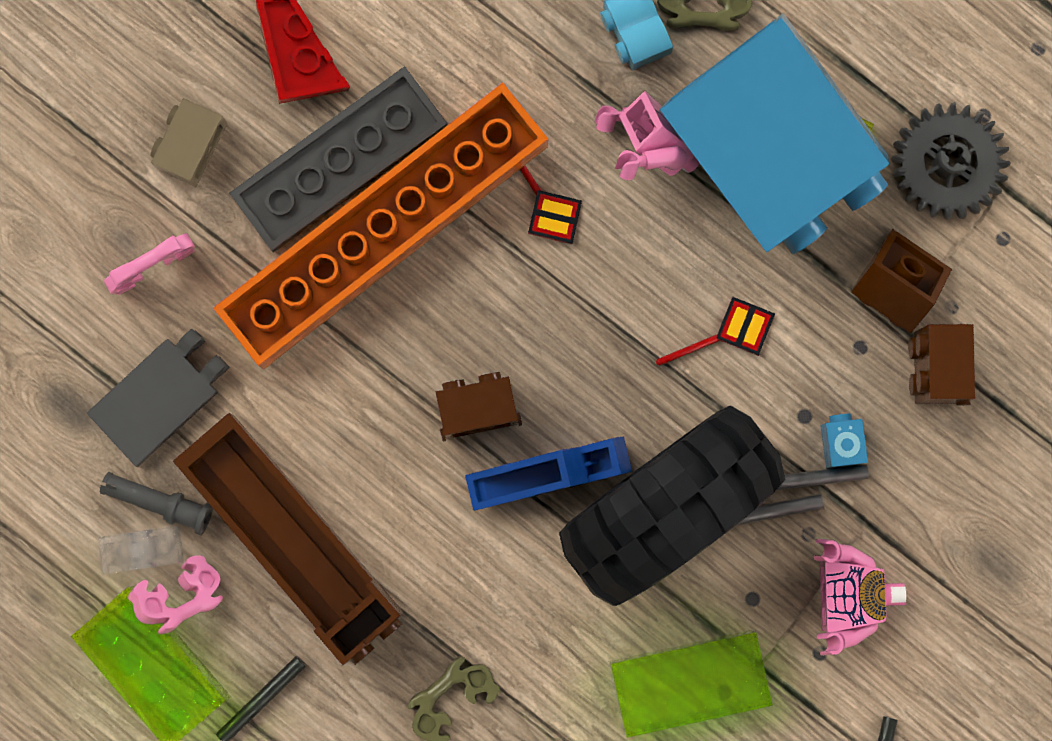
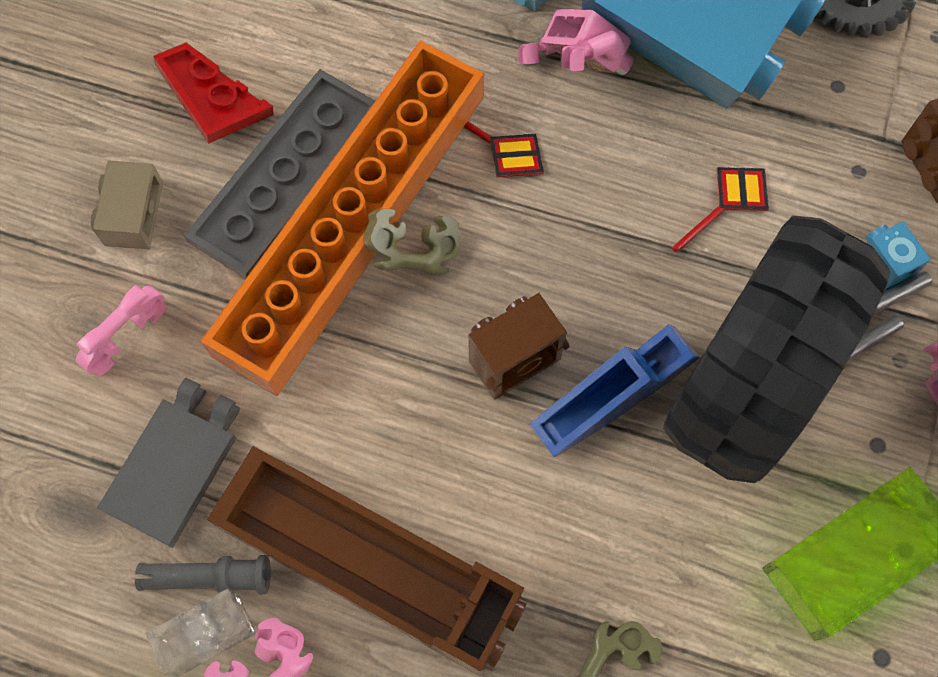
camera: 15 degrees left, 15 degrees down
(397, 270) = (382, 237): none -> olive helmet
(901, 281) = (871, 98): reddish brown slope -> none

